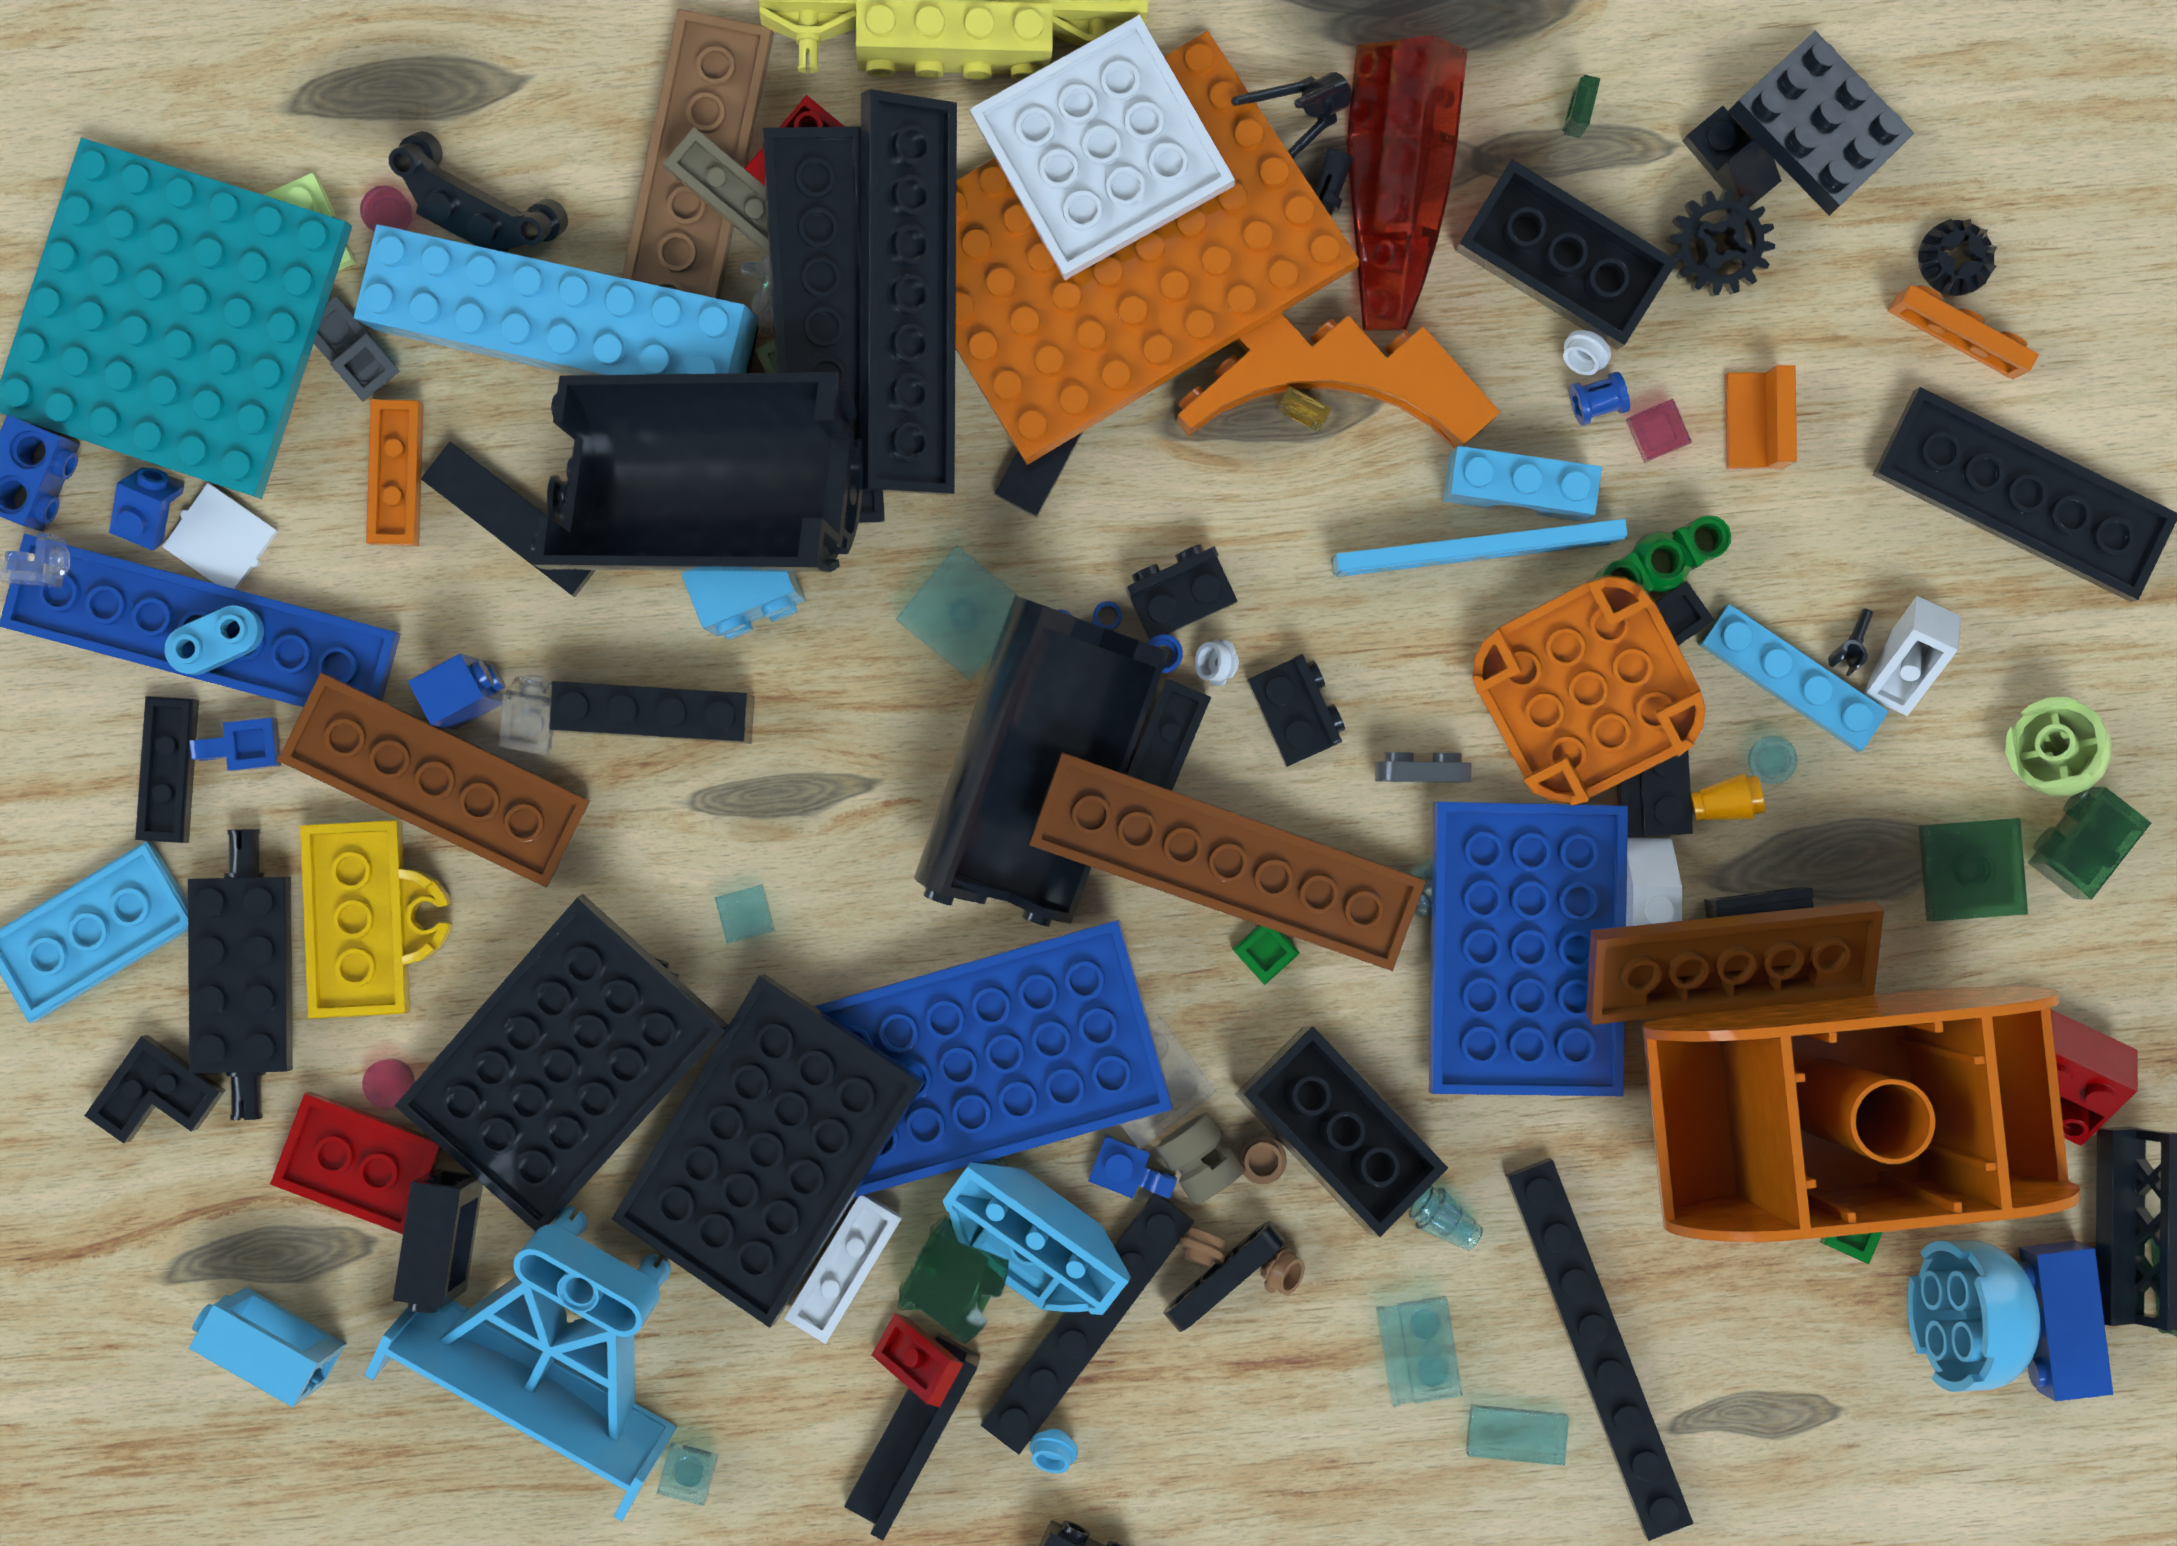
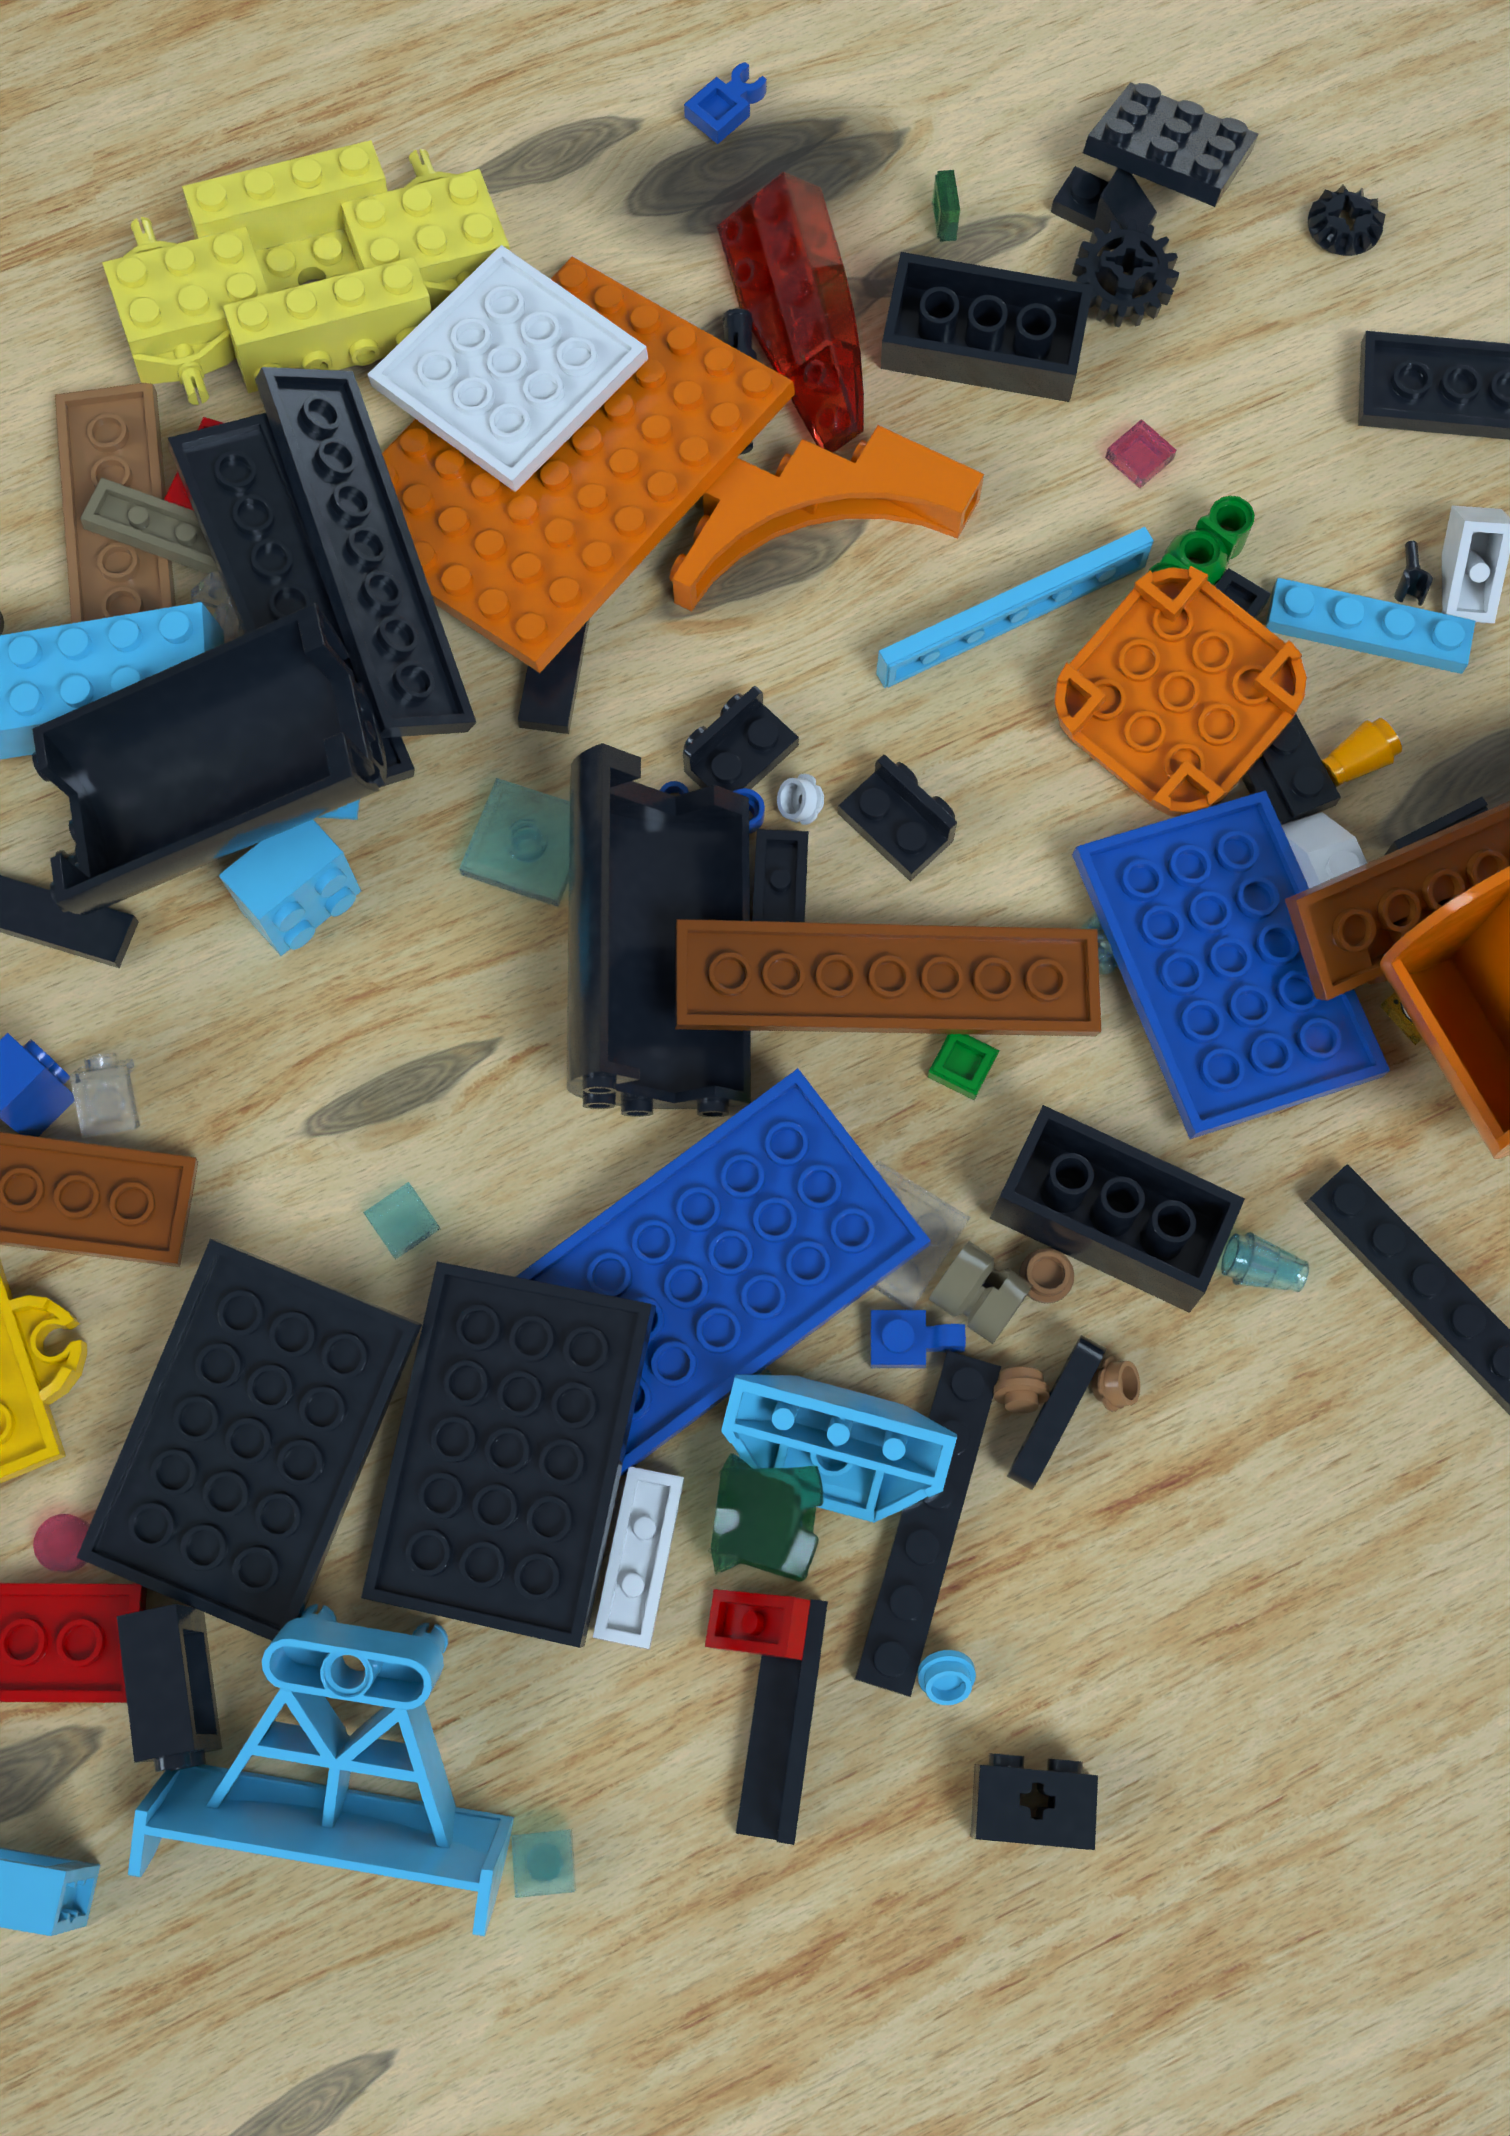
camera: 20 degrees left, 15 degrees down
(651, 712) = (234, 1044): black brick -> none
(1304, 409) = (793, 541): clear yellow tile -> none
(1319, 99) = (701, 273): black plant -> none
(1419, 1351) = (1297, 1416): clear light blue plate -> none
(1443, 769) = (1064, 824): dark grey plate -> none
(1517, 1435) = (1440, 1470): clear light blue tile -> none
(1525, 481) = (997, 537): medium azure arch -> none
(1586, 352) = (1039, 415): white plate -> none
(1599, 398) = (1072, 440): blue bush -> none
(1761, 419) = (1234, 409): orange panel -> none
(1772, 759) = (1386, 700): clear light blue plate -> none
(1963, 331) = (1382, 275): orange plate -> none

